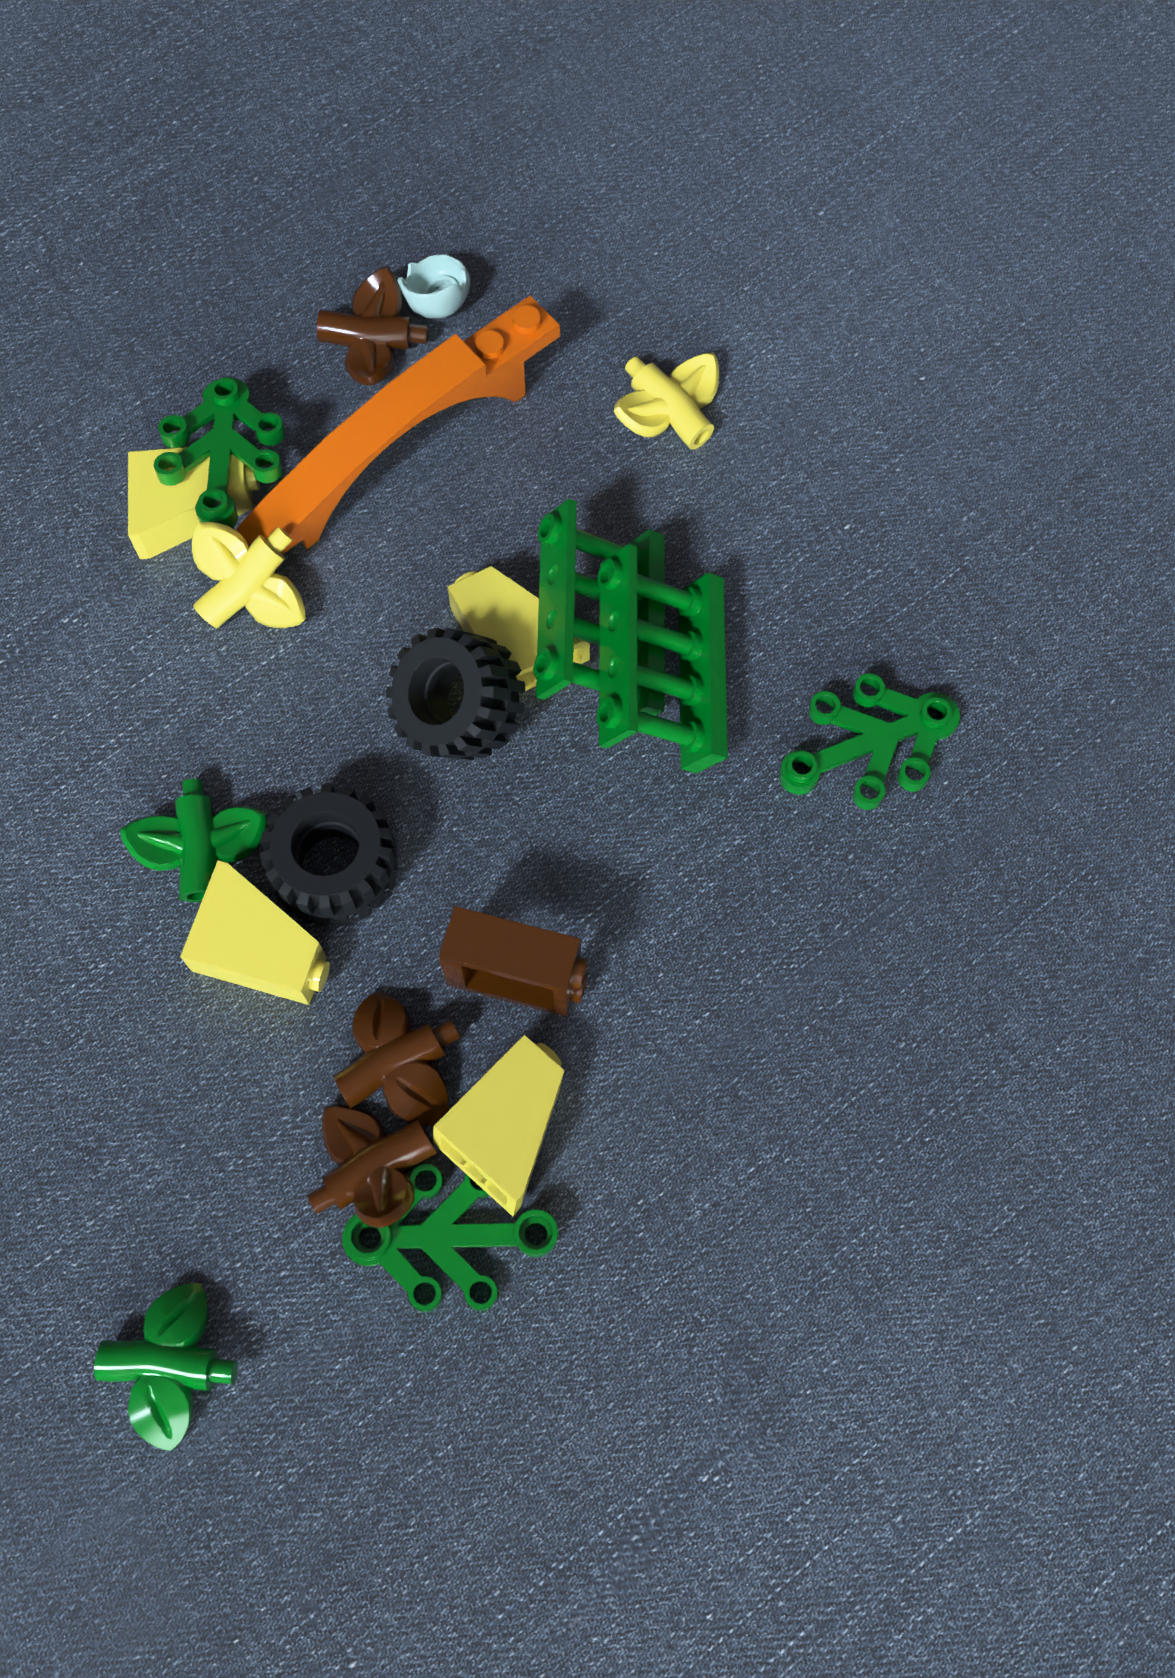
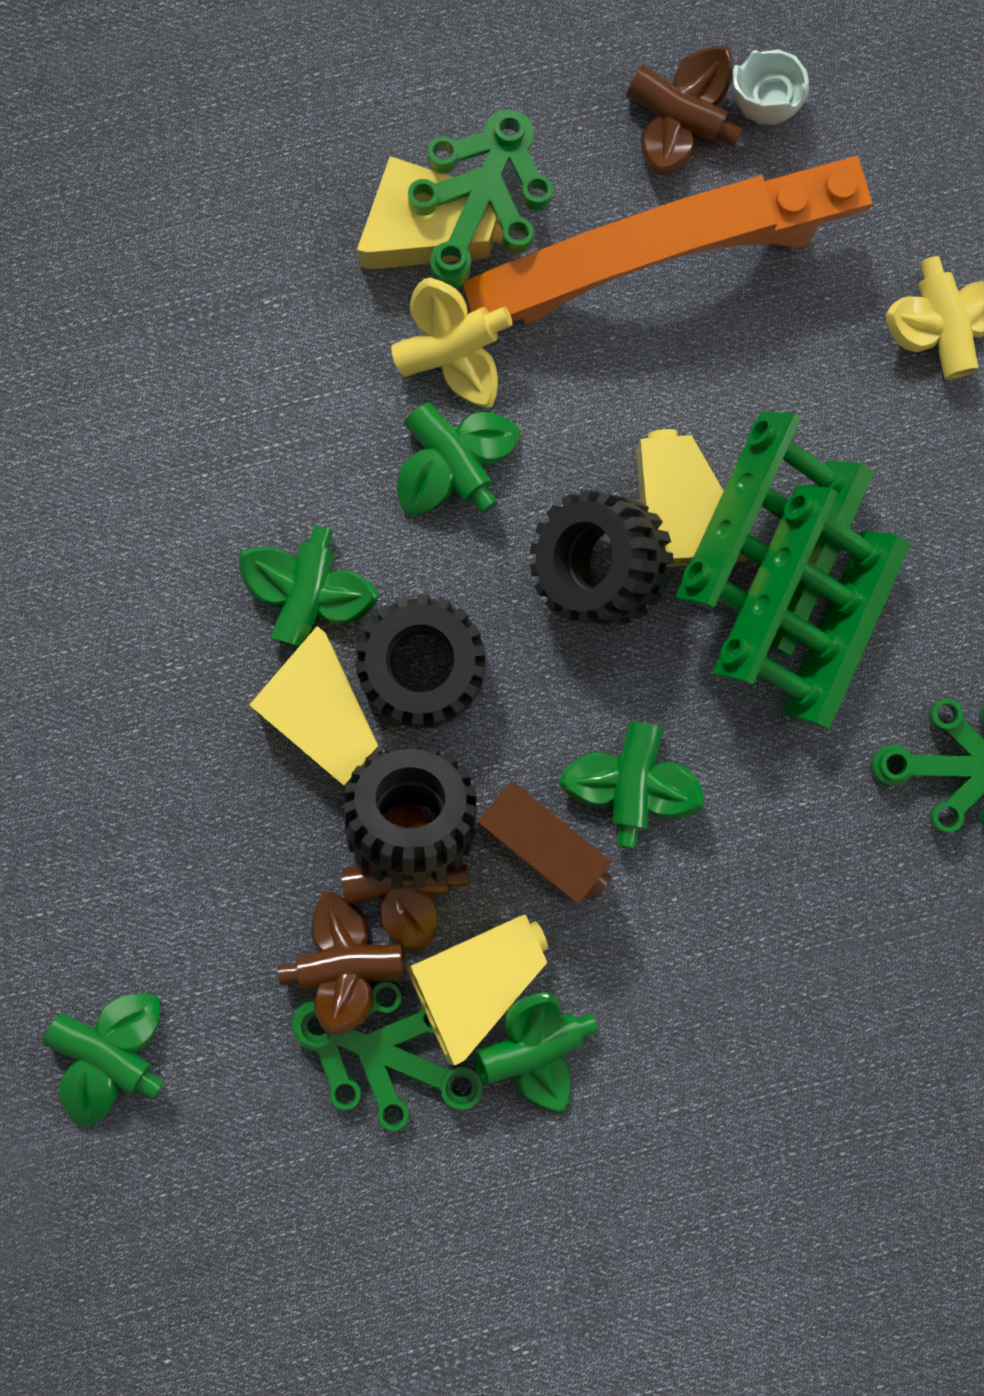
camera: 20 degrees right, 15 degrees up
(287, 677) = (453, 459): none -> green plant
(375, 990) = (410, 778): none -> black tyre
(575, 883) = (634, 783): none -> green plant
(591, 1162) = (536, 1051): none -> green plant

